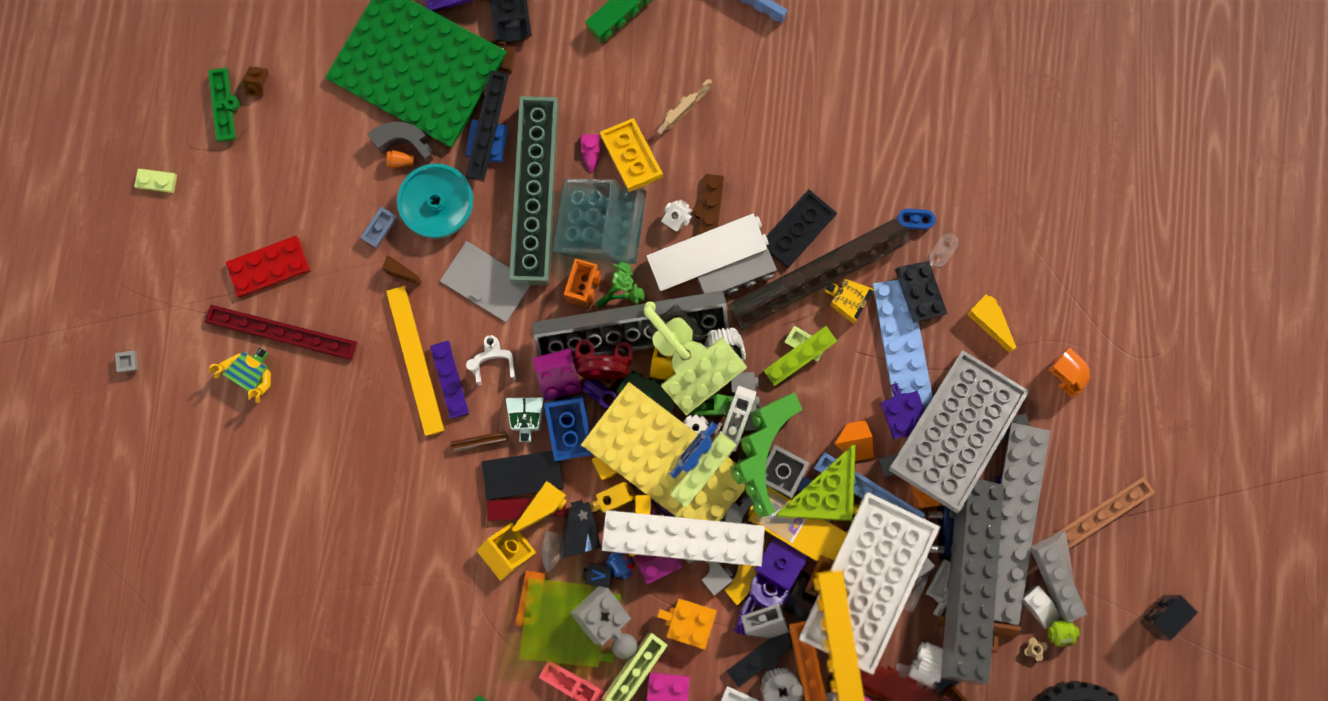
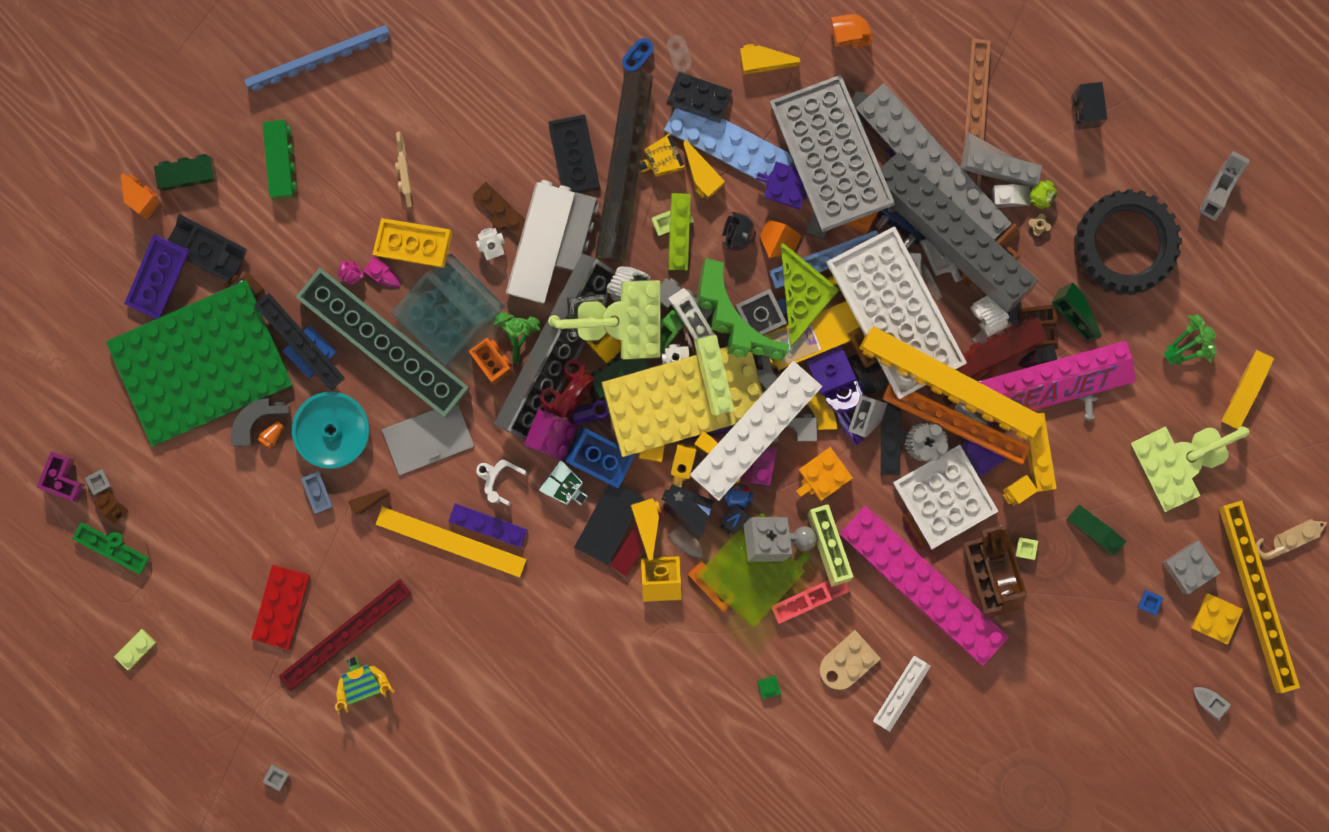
camera: 55 degrees left, 5 degrees up
(245, 26) = (55, 478): none -> magenta brick
(268, 58) = (98, 482): none -> light grey plate
(479, 441) = (556, 537): reddish brown axle -> none
(572, 125) = (350, 272): none -> dark pink piece
(698, 446) = (697, 375): blue plate -> none
(837, 403) = (738, 232): none -> black cylinder
(860, 343) = (704, 176): none -> yellow slope

